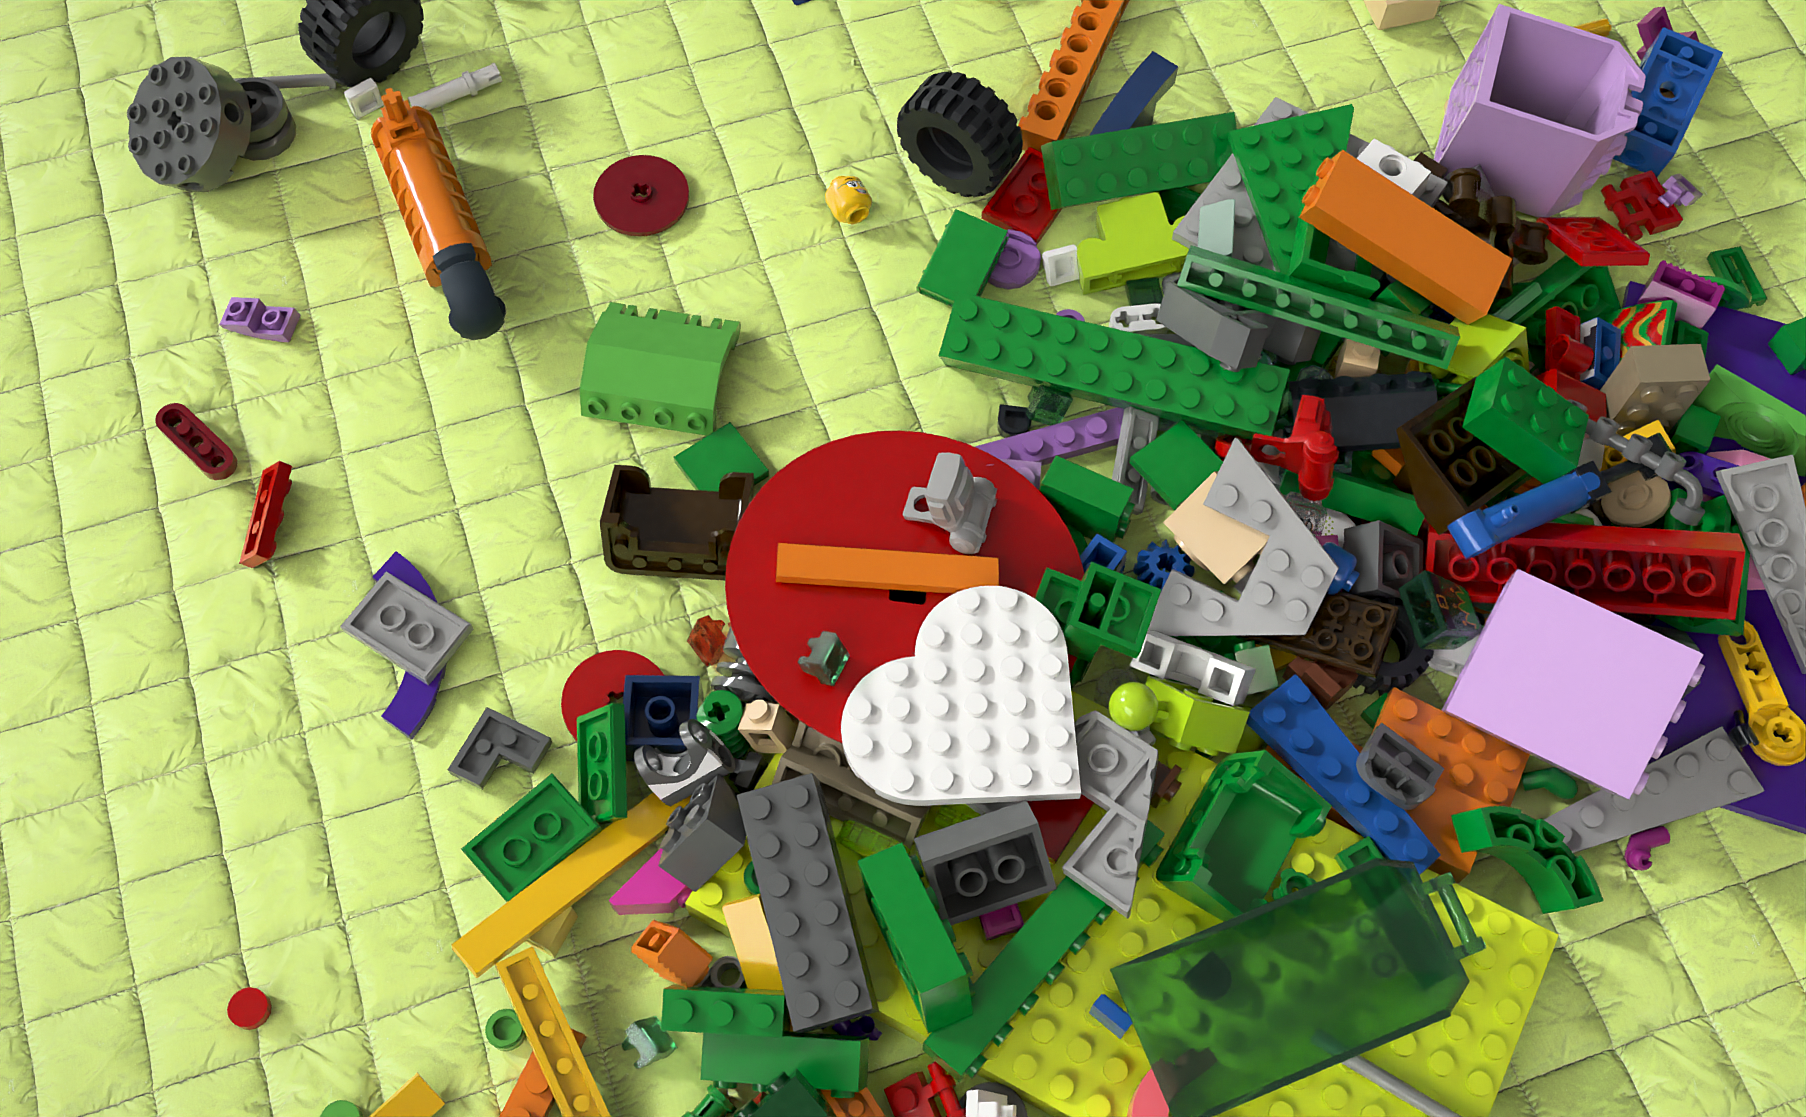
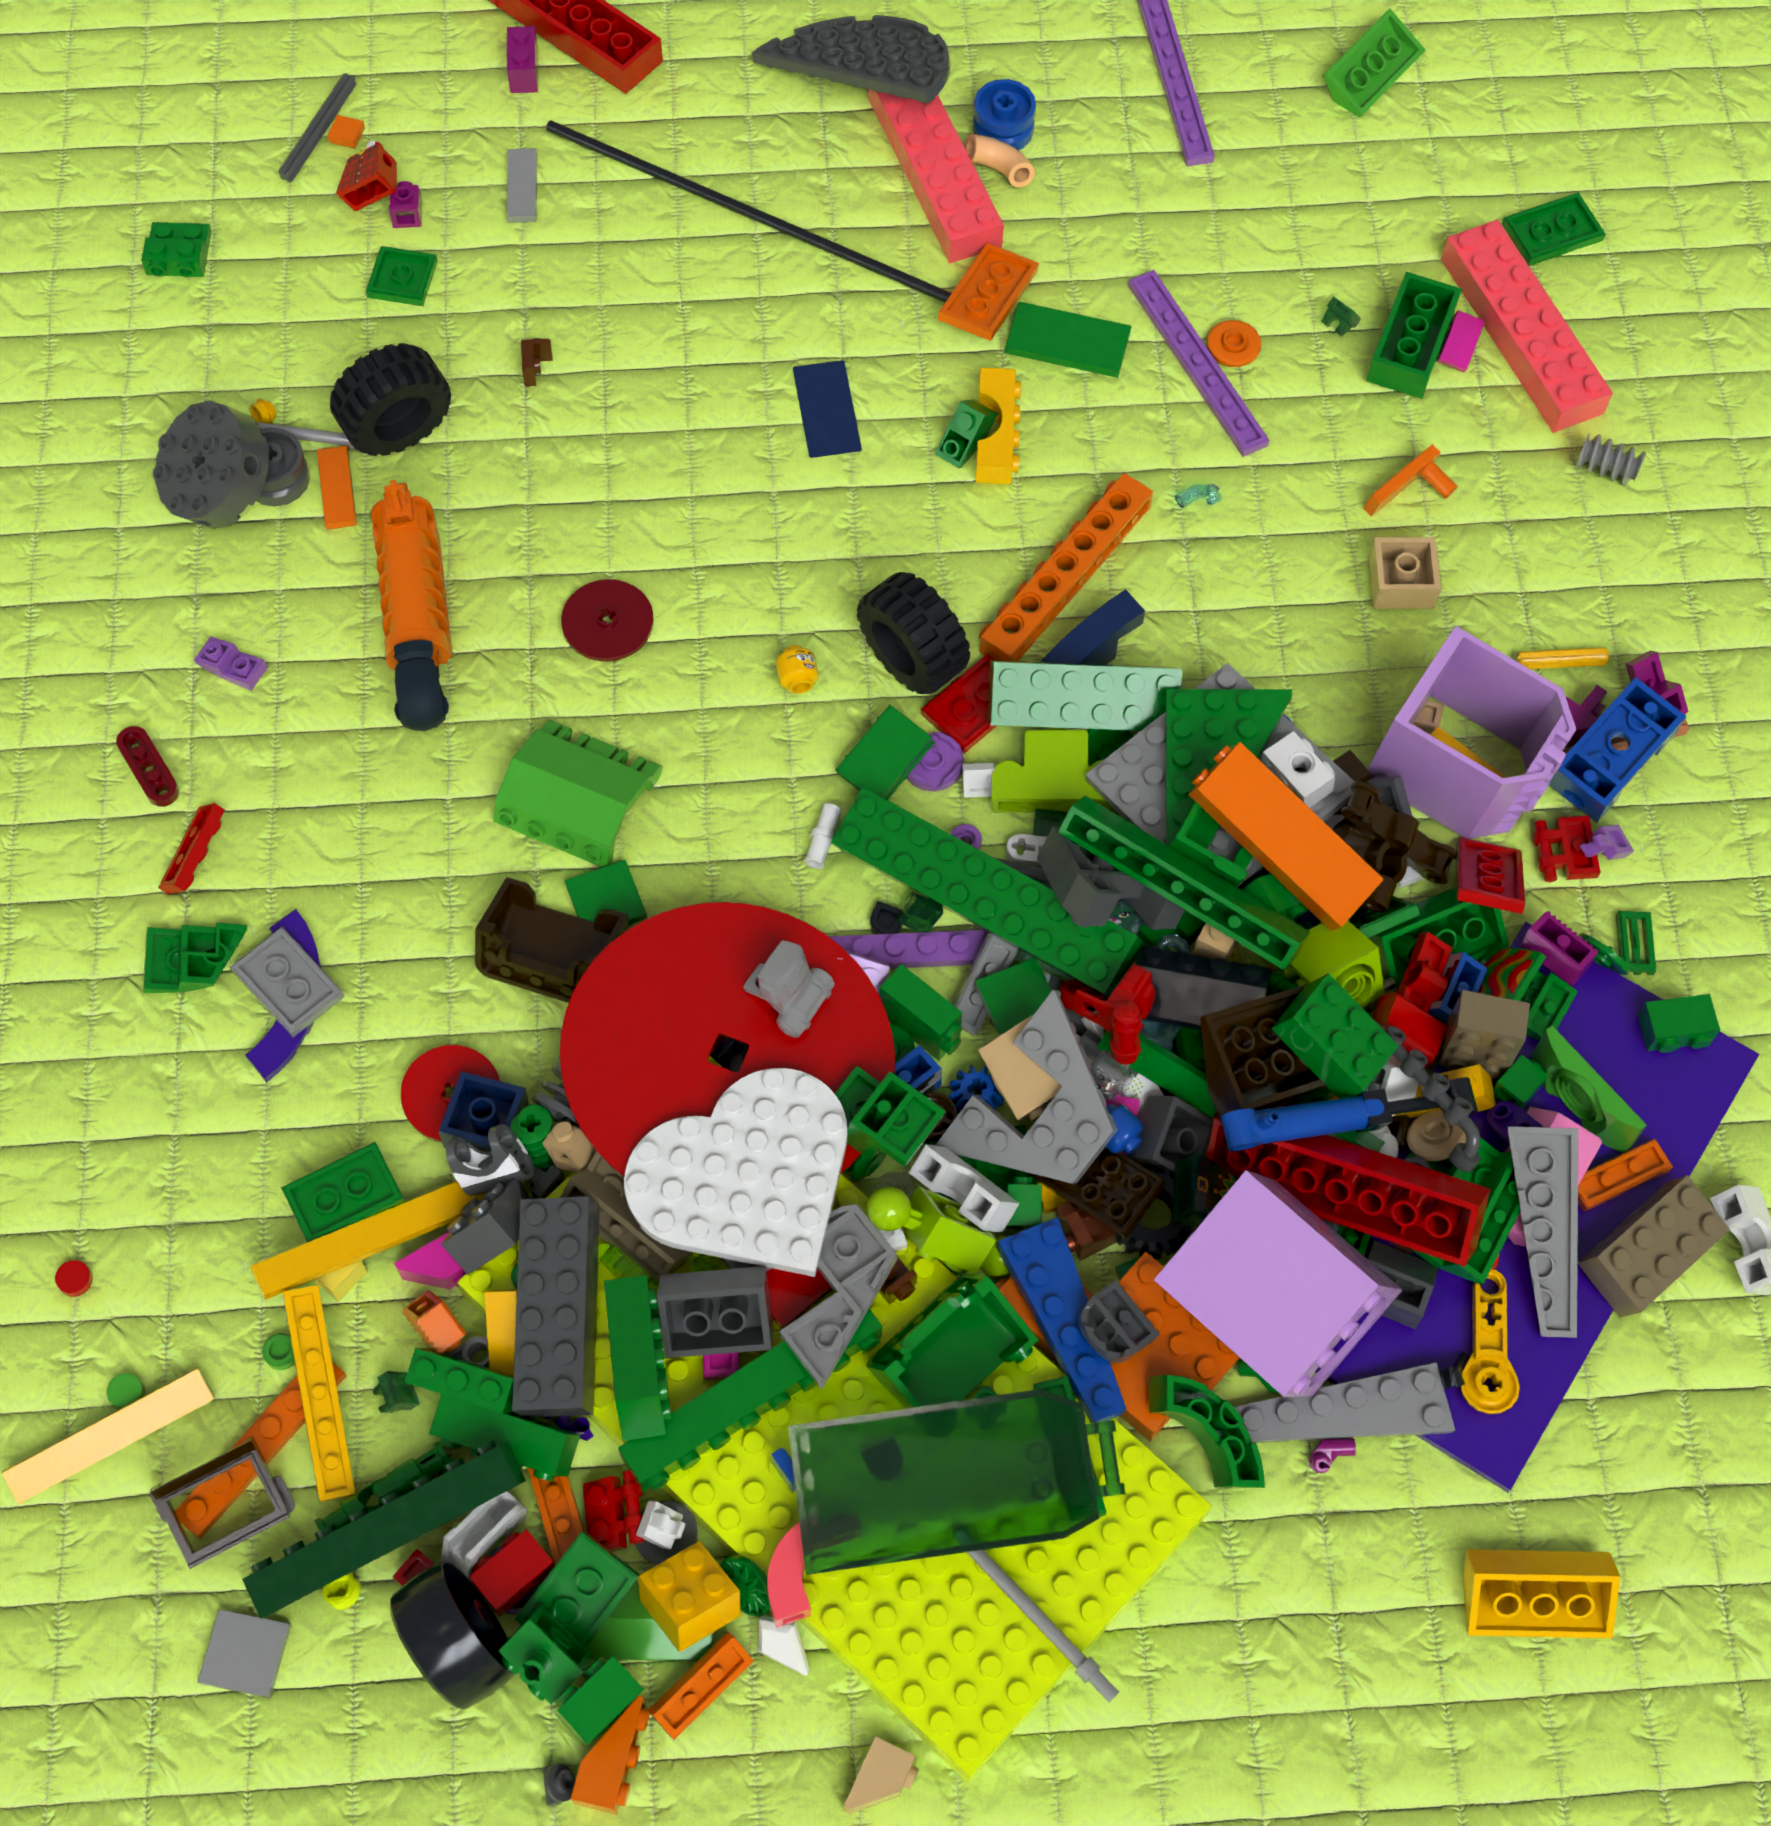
camera: 15 degrees right, 0 degrees up
(232, 66) = (263, 411): none -> yellow plate
(291, 627) = (188, 956): none -> green slope
(326, 127) = (336, 487): none -> orange tile
(363, 98) = (377, 467): white tile -> none
(466, 84) = (464, 475): white pin -> none
(496, 739) = (336, 1100): dark grey plate -> none
(602, 763) = (420, 1144): green tile -> none
(708, 640) = (544, 1055): clear red tile -> none
(826, 658) = (632, 1099): tile -> none
(883, 569) = (710, 1032): orange tile -> none
(924, 353) = (822, 836): none -> white pin
(1217, 227) = (1122, 785): slope -> none

